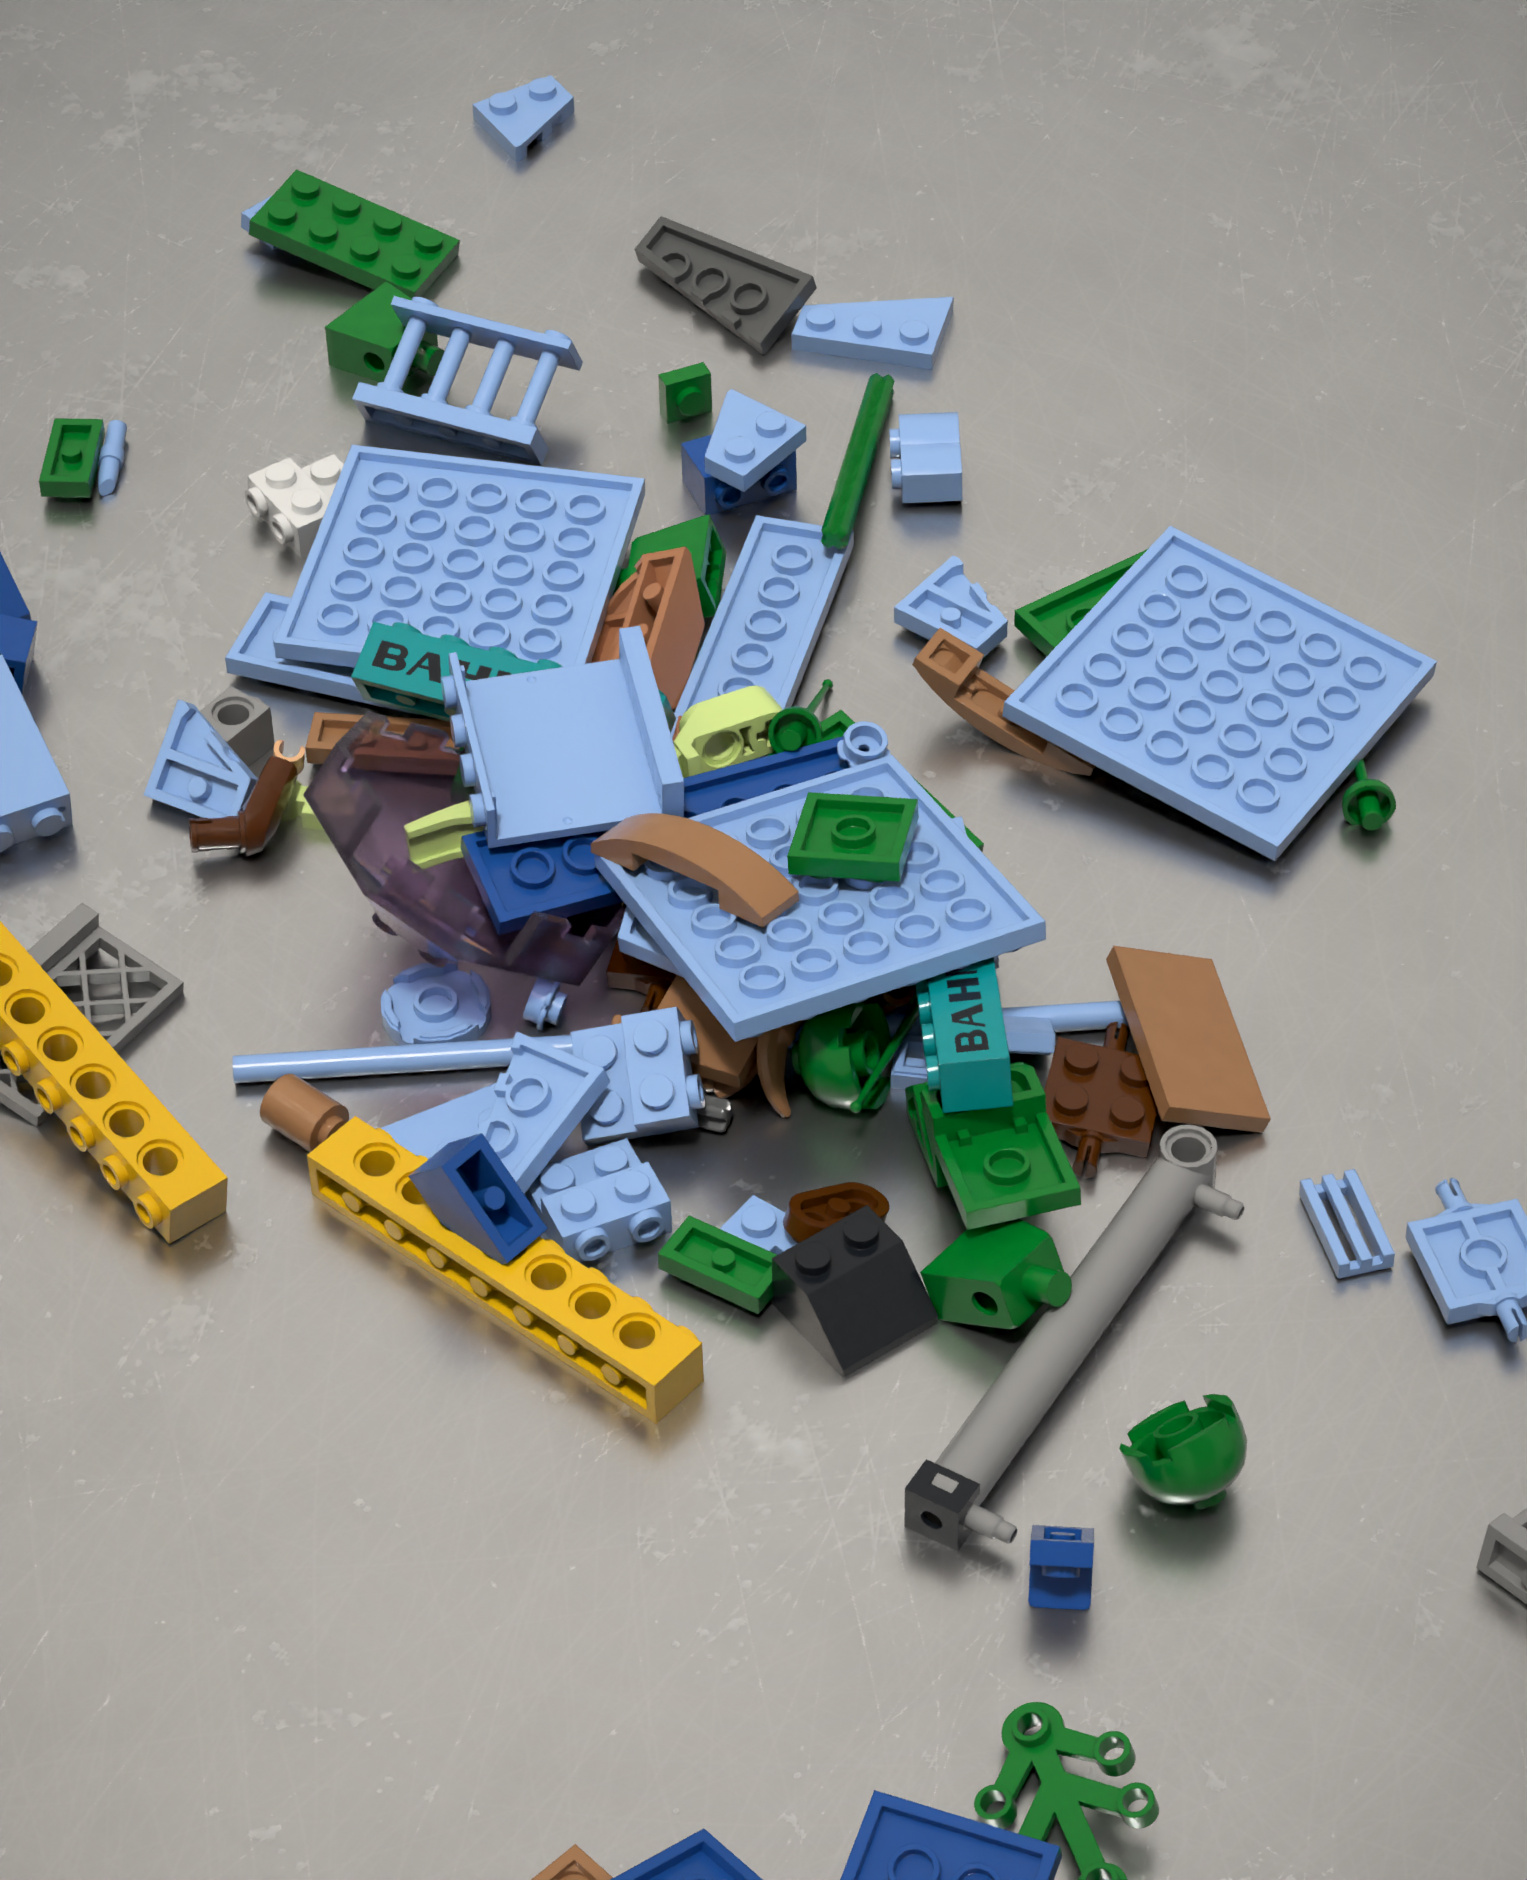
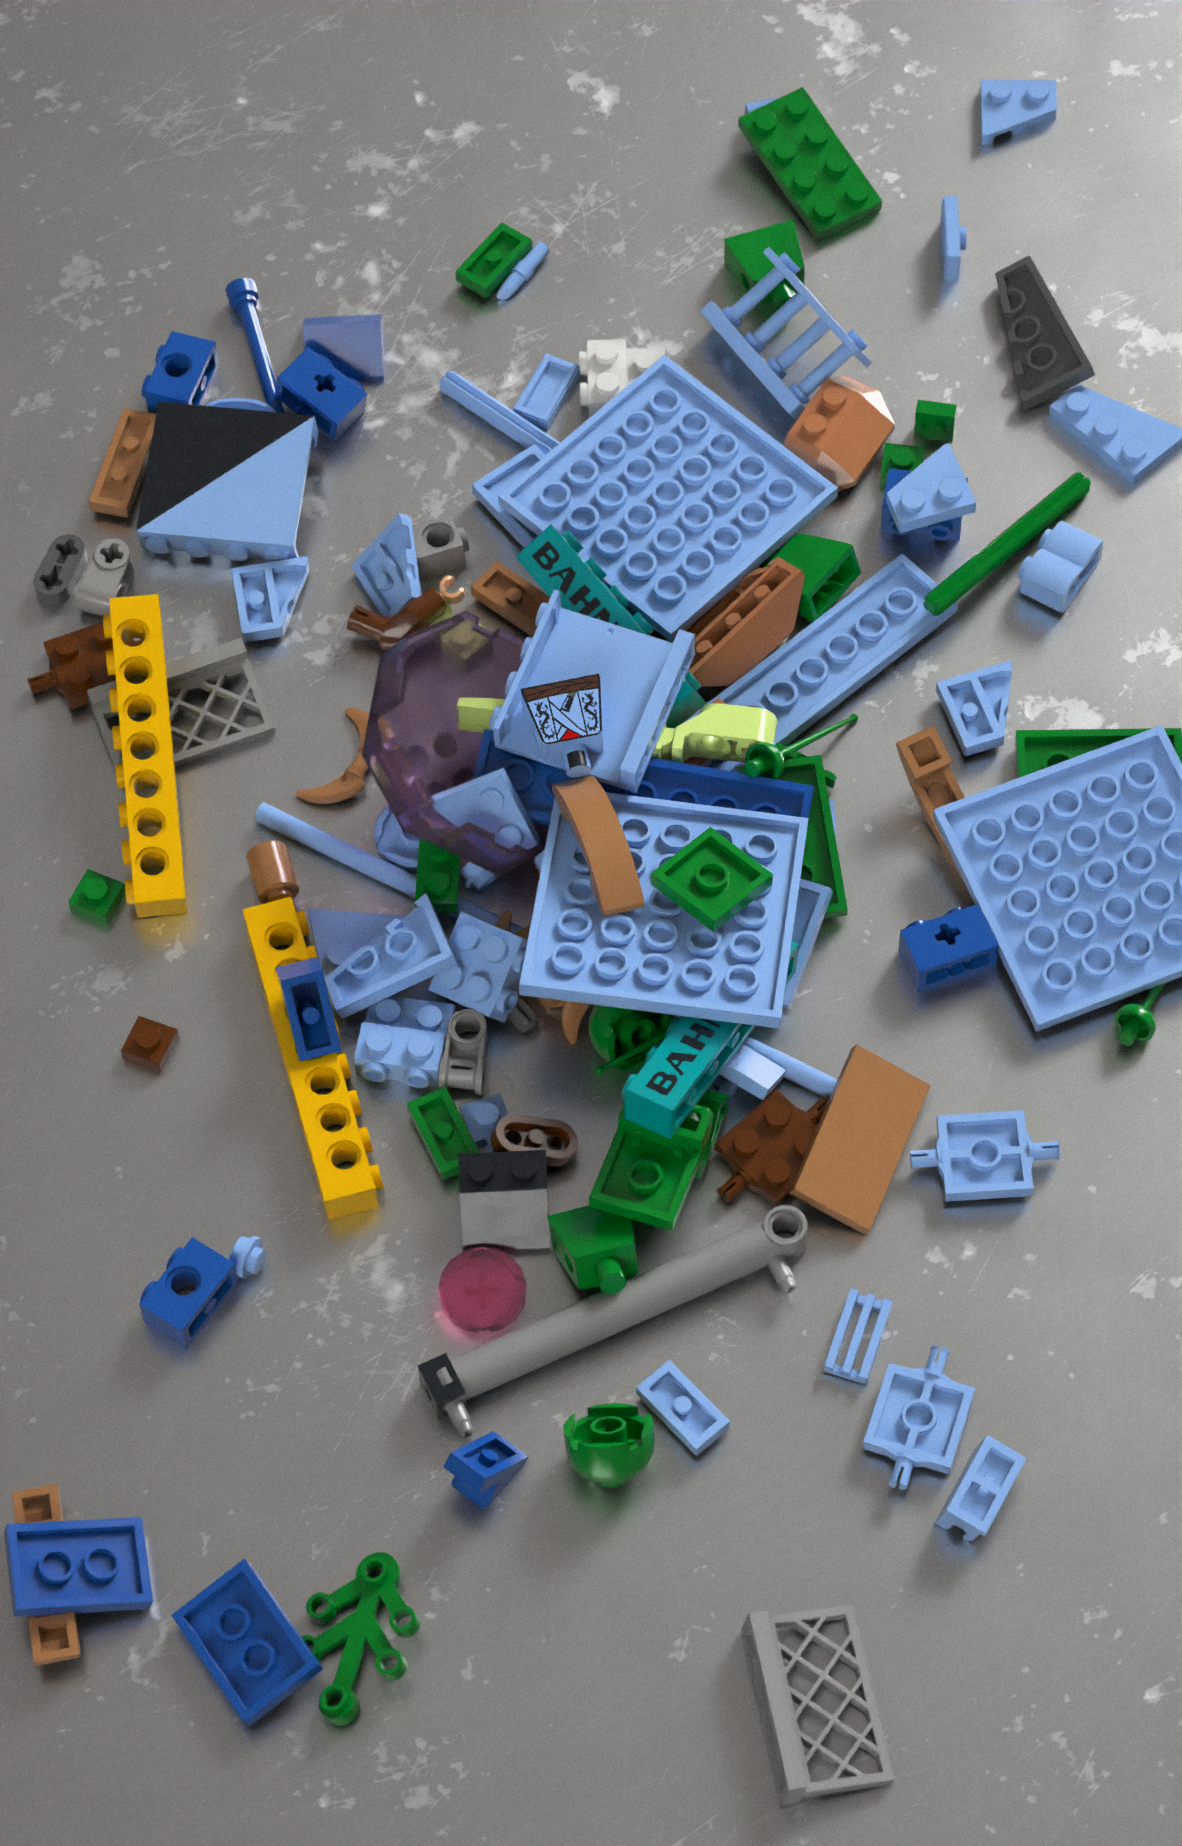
camera: 35 degrees right, 15 degrees up
(67, 863) = (268, 596): none -> light blue wing
(104, 1243) = (97, 896): none -> green plate
(191, 590) = (495, 412): none -> light blue axle
(232, 550) = (547, 391): none -> light blue tile
(293, 1355) = (149, 1043): none -> reddish brown plate
(318, 990) = (353, 777): none -> medium nougat piece
(495, 1014) = (438, 877): none -> green plate
(518, 893) = (491, 805): none -> light blue wing
(560, 773) = (566, 721): none -> torso
(560, 1570) = (185, 1316): none -> blue brick
(562, 239) = (952, 237): none -> light blue plate
(597, 435) = (841, 430): none -> nougat wedge
(601, 1498) = (248, 1256): none -> light blue plate
(666, 446) = (900, 457): none -> green plate
(685, 1171) = (465, 1060): none -> light grey piece
(860, 737) = (797, 791): light blue plate -> none
(898, 1394) = (482, 1290): none -> clear pink tile
(1118, 828) = (948, 947): none -> blue brick
(1252, 1384) = (682, 1407): none -> light blue plate
(1327, 992) = (984, 1155): none -> light blue plate

